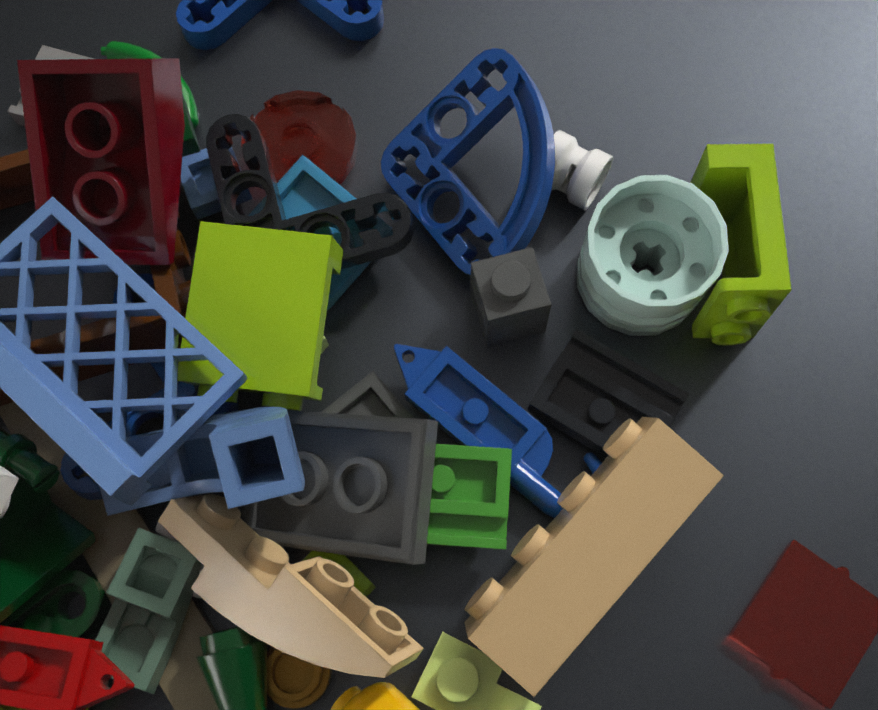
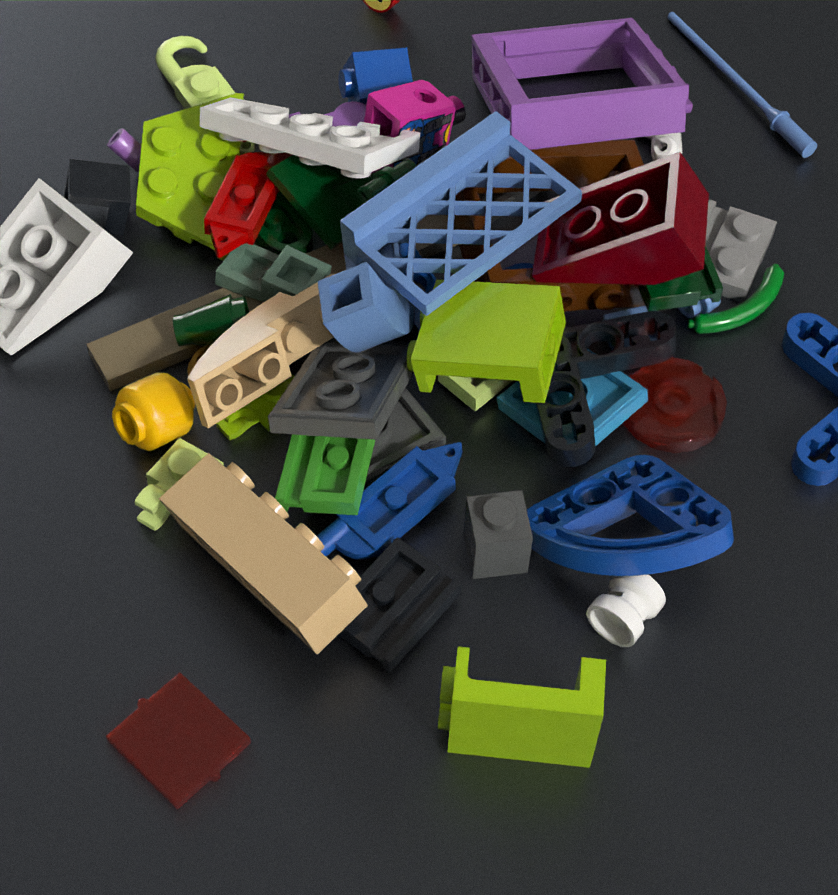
camera: 90 degrees right, 15 degrees down
(654, 224) = (519, 624): light aqua wheel -> none

